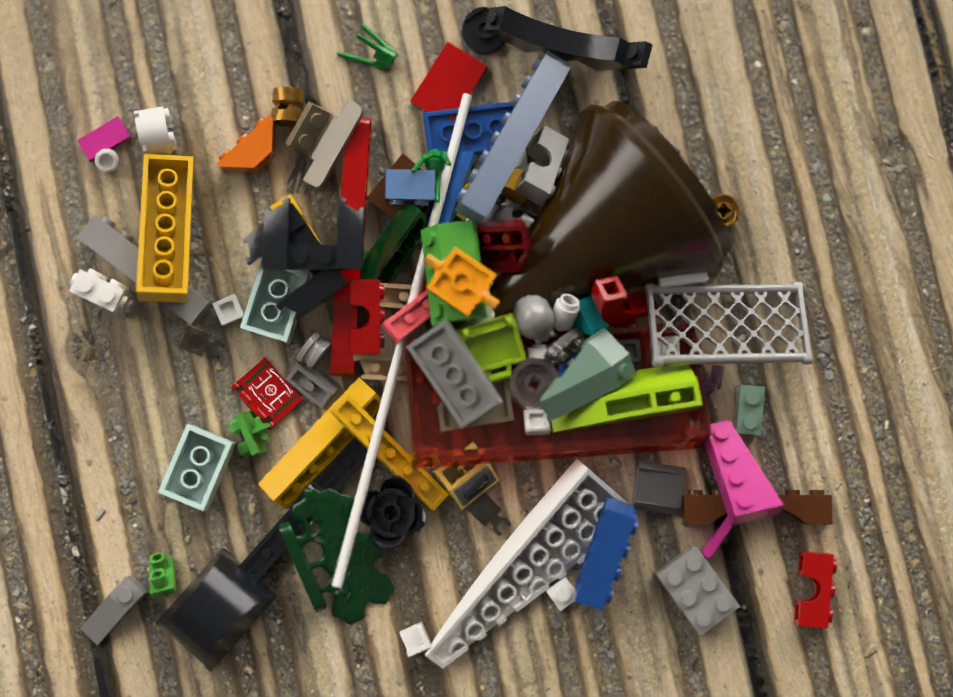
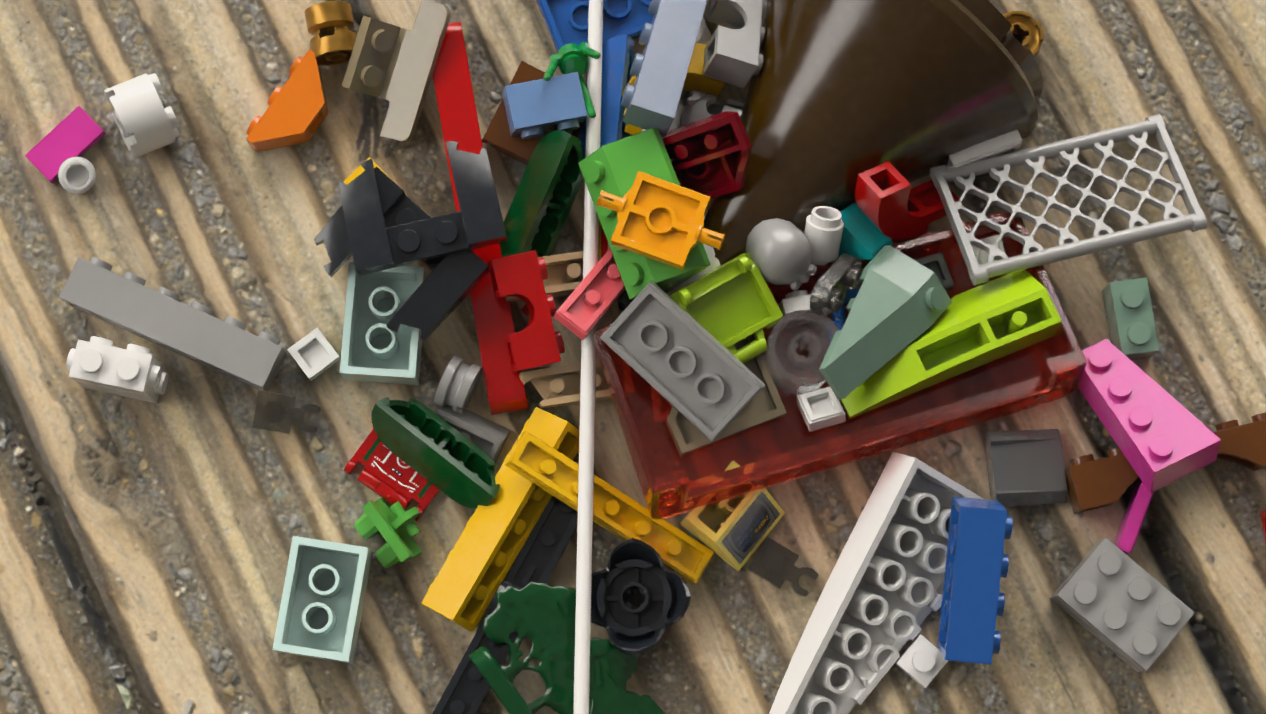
camera: 15 degrees left, 5 degrees down
(165, 228) = (193, 252): yellow brick -> none
(290, 390) = (436, 451): none -> dark green brick
(714, 382) = (1069, 290): arm -> none

